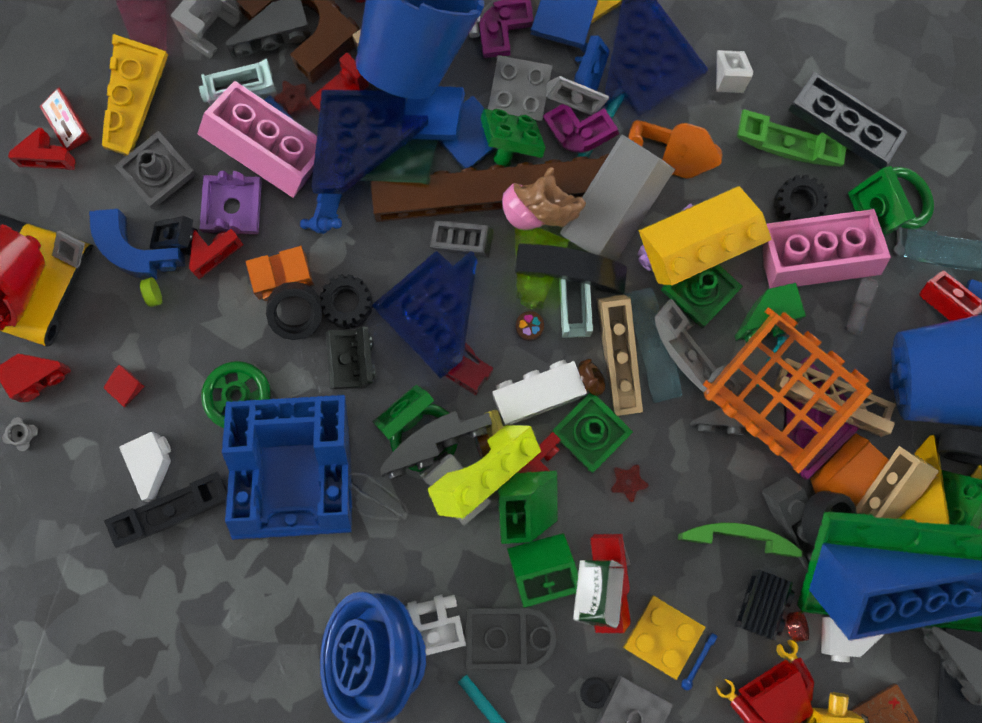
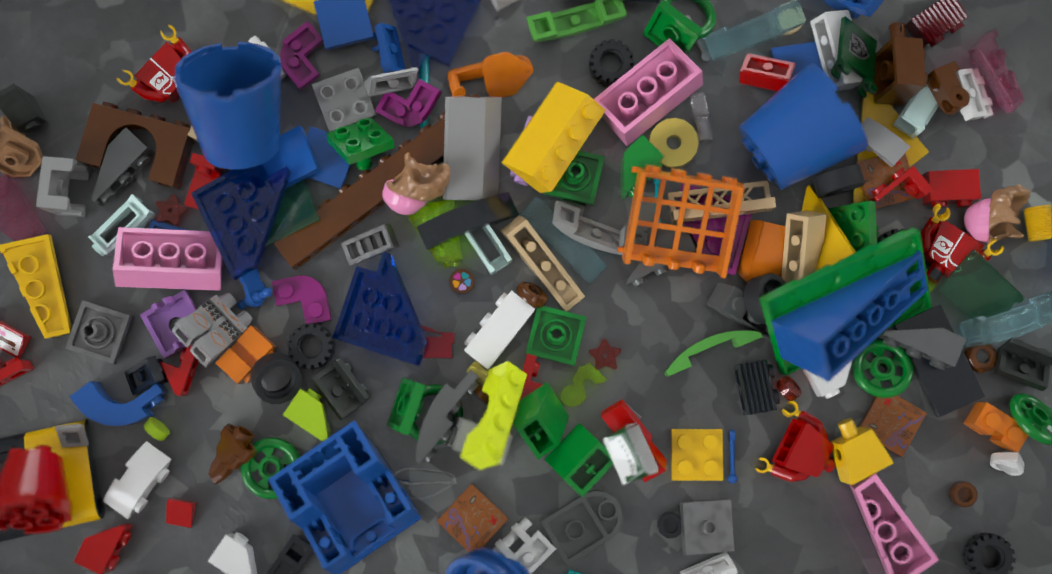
camera: 30 degrees left, 5 degrees up
(115, 324) = (143, 473): none -> white brick
(207, 357) = (231, 452): none -> reddish brown rock
(262, 226) = (216, 319): none -> light grey hips
(305, 364) = (309, 413): none -> lime slope
(374, 248) = (308, 292): none -> magenta plate
(400, 564) = (472, 519): none -> dark orange tile
(576, 501) = (575, 394): none -> clear neon green leg
(834, 308) = (684, 133): none -> light yellow tile
(888, 678) = (873, 387): none -> green plate

